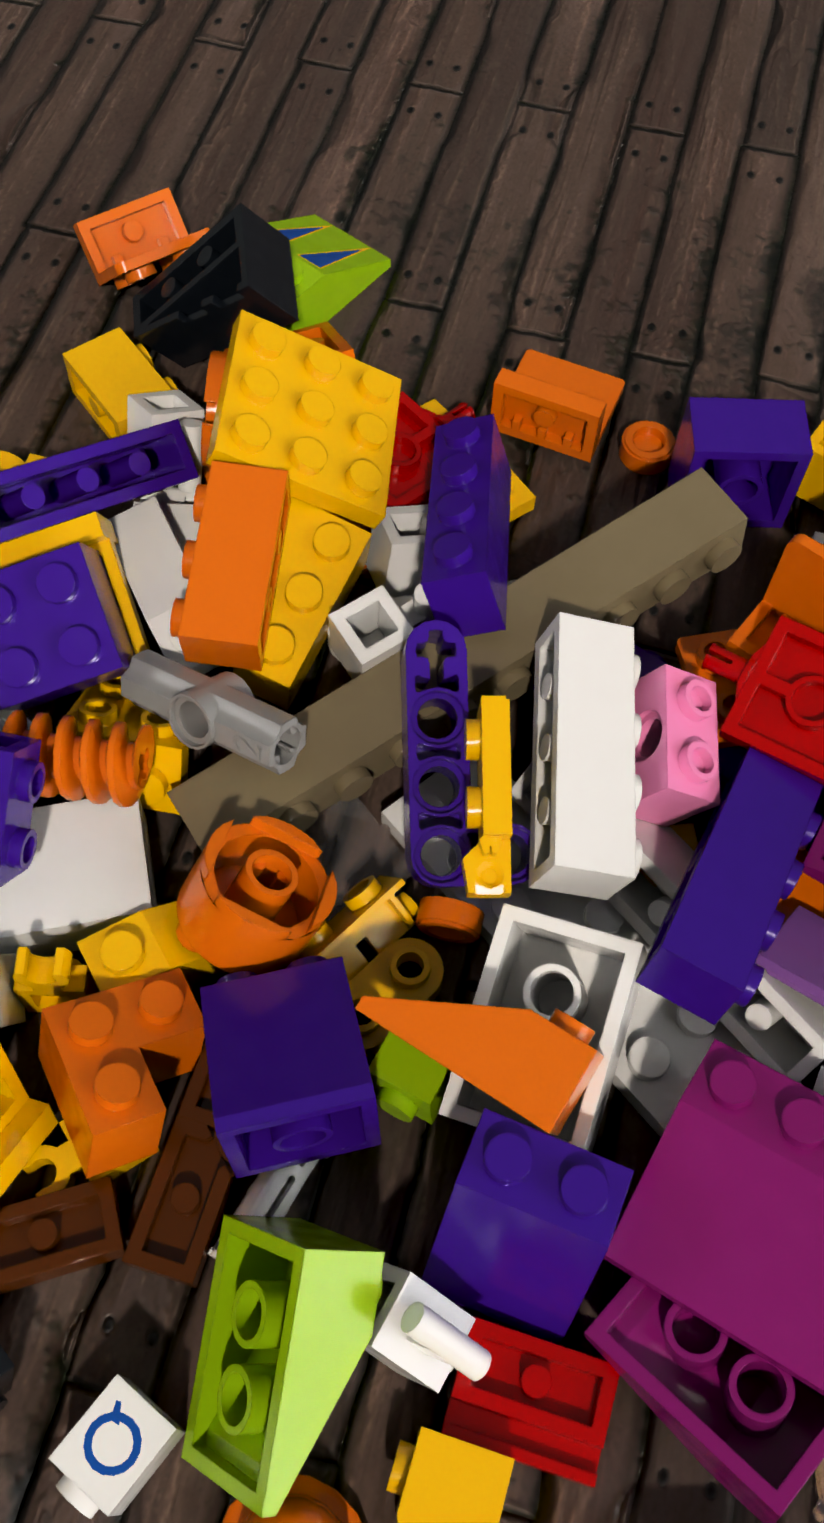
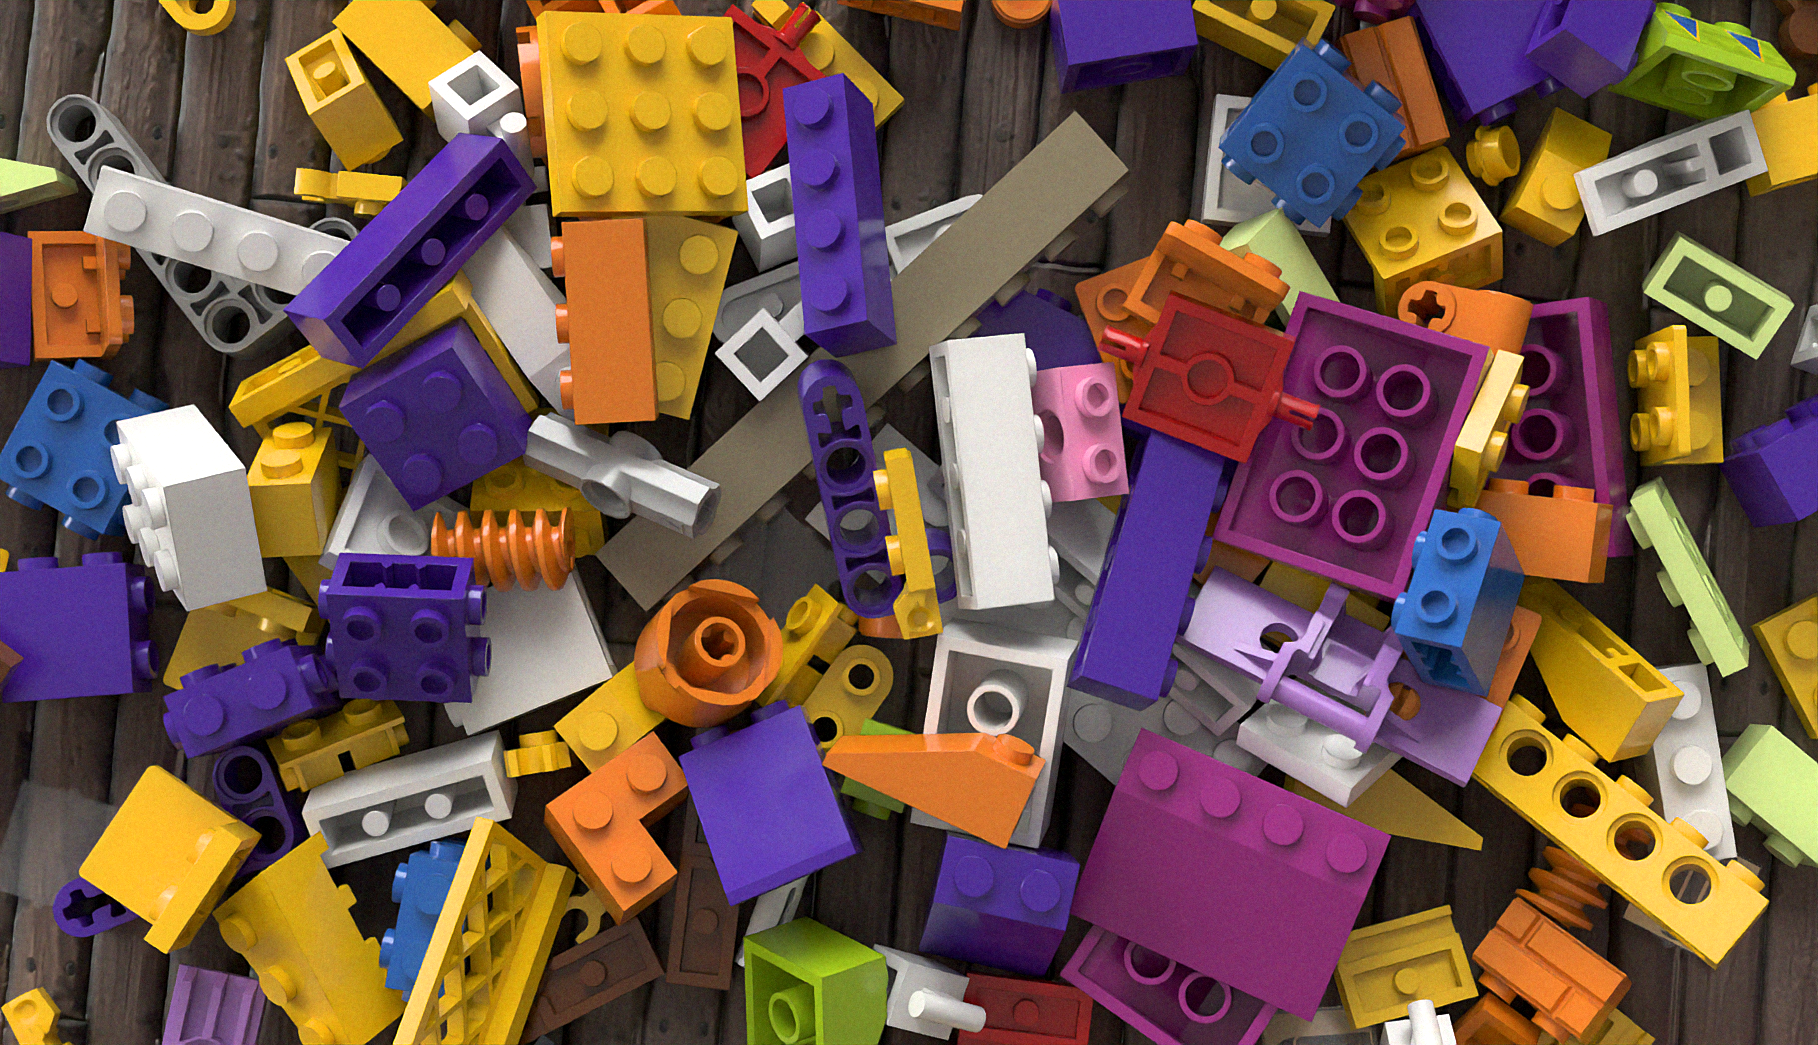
camera: 10 degrees left, 25 degrees up
(55, 419) = (343, 101): none -> yellow slope

